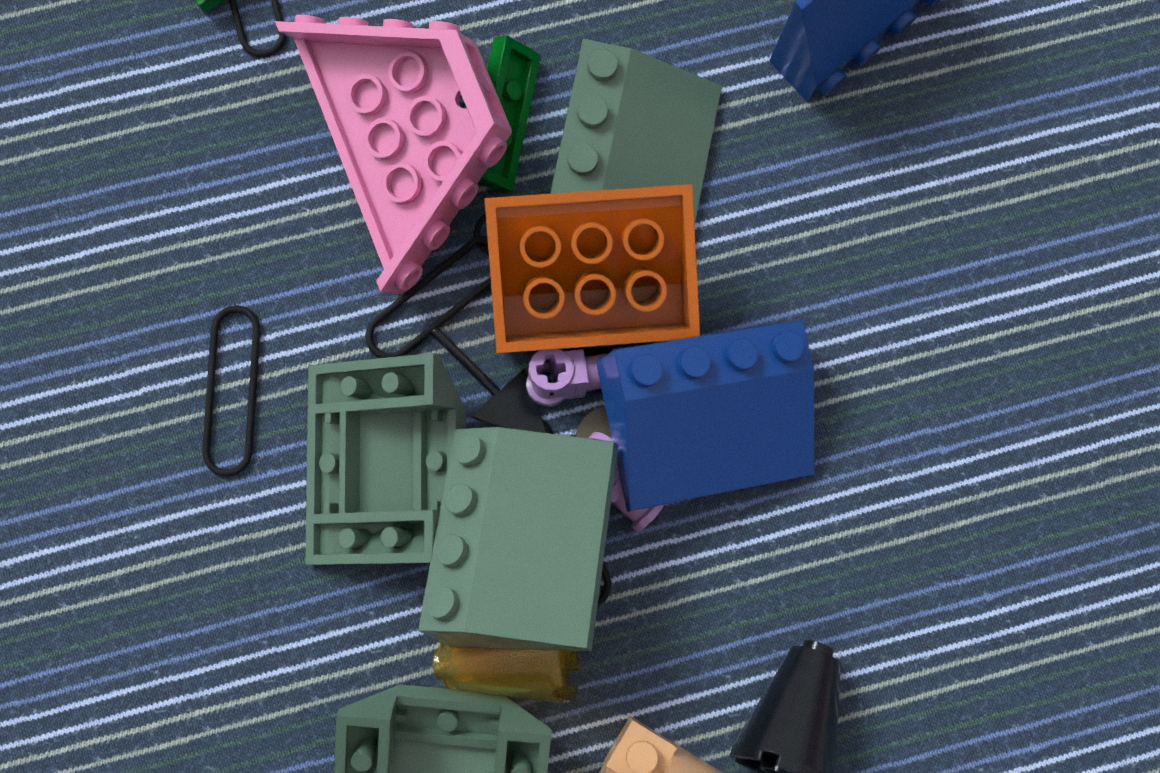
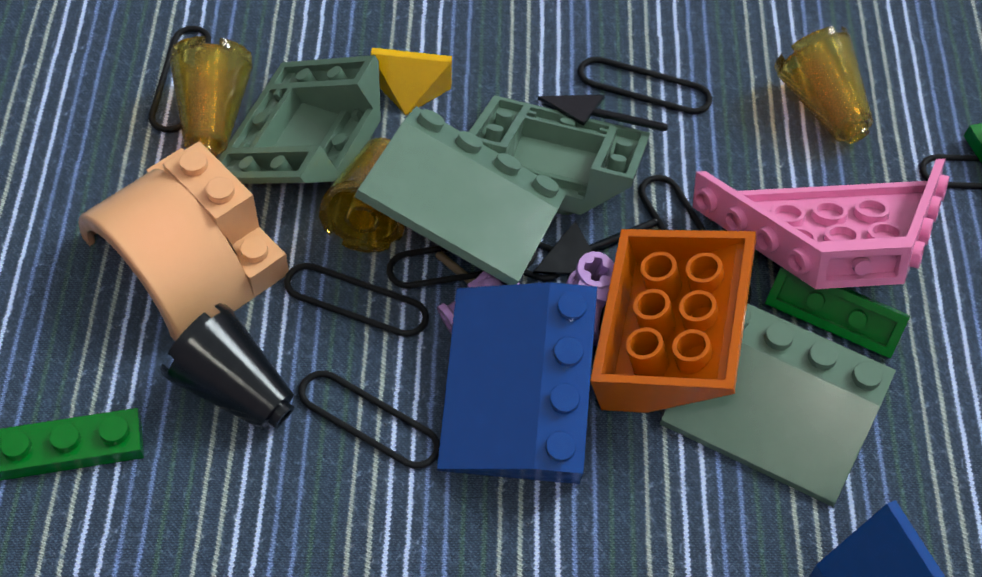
camera: 115 degrees right, 25 degrees down
(189, 166) = (829, 82): none -> clear yellow cone
(294, 456) = (582, 107): none -> black piece
(320, 672) = (413, 77): none -> yellow slope
(620, 629) = (406, 333): none -> black piece
(758, 558) = (414, 465): none -> black piece

